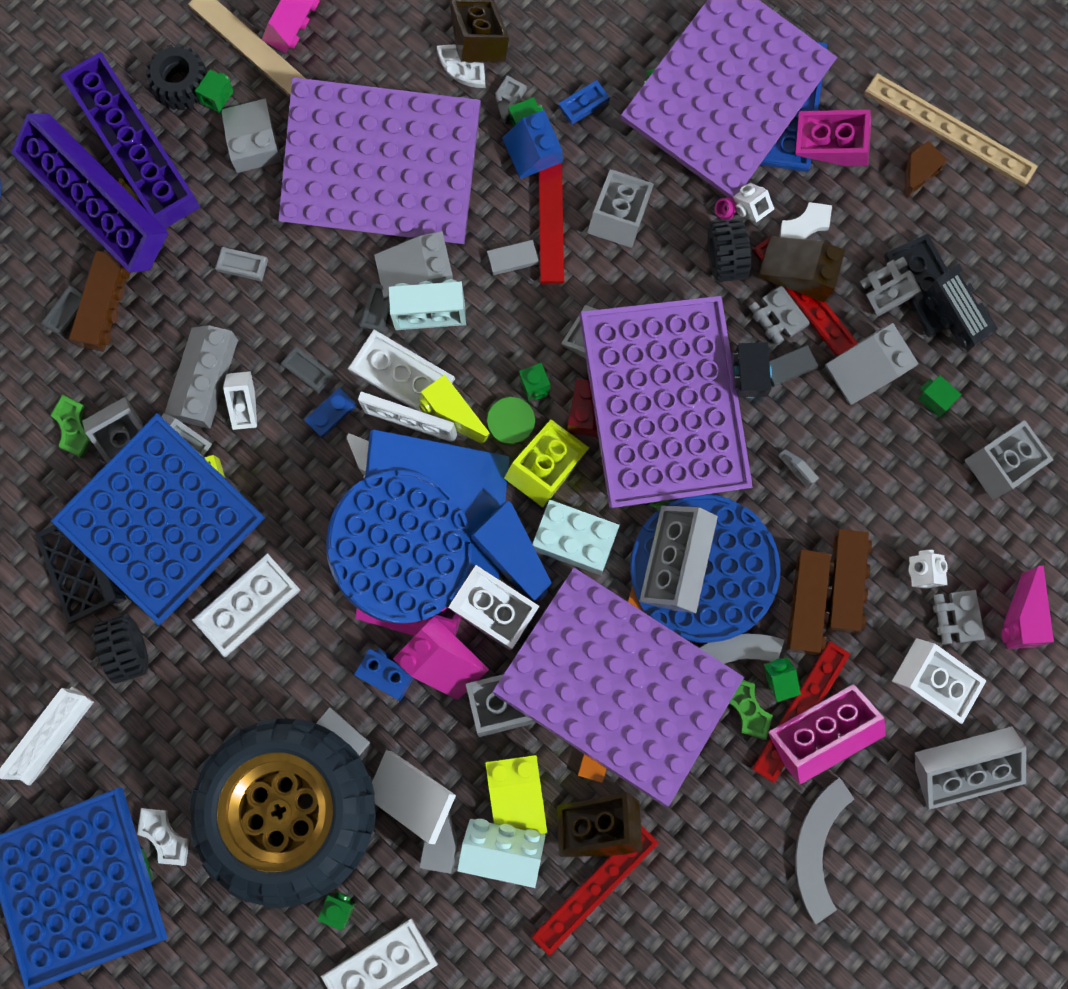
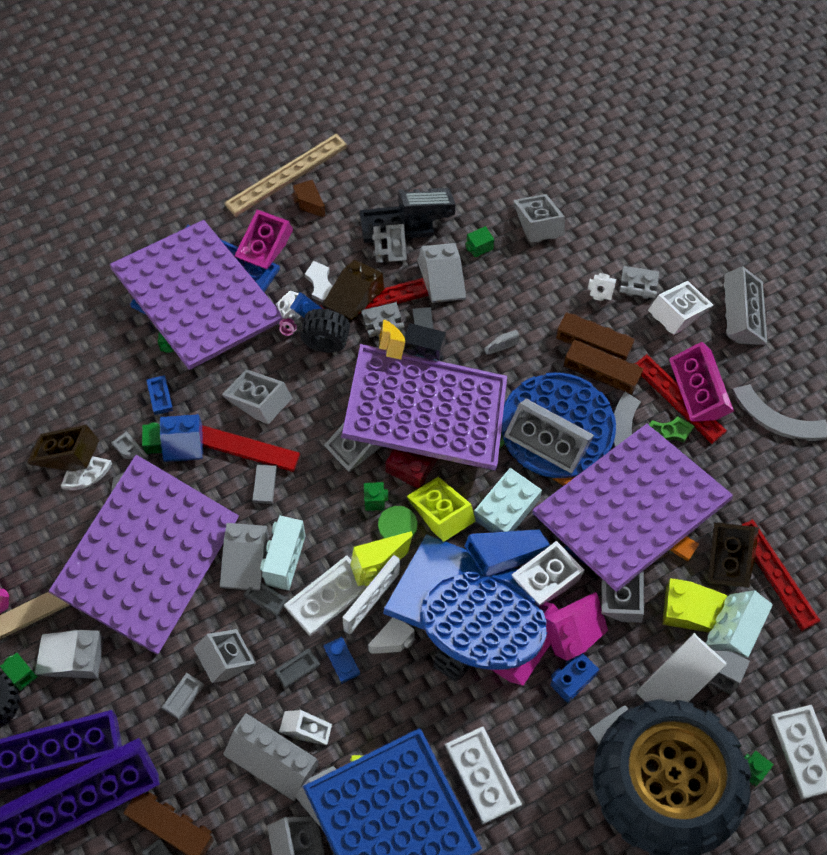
camera: 75 degrees left, 15 degrees down
(296, 288) = (223, 655): none -> light grey slope
(739, 329) = (391, 340): none -> yellow slope
(754, 217) = (303, 304): none -> blue plate
(782, 679) = (655, 399): green brick -> none
(1029, 614) = (649, 237): dark pink slope -> none

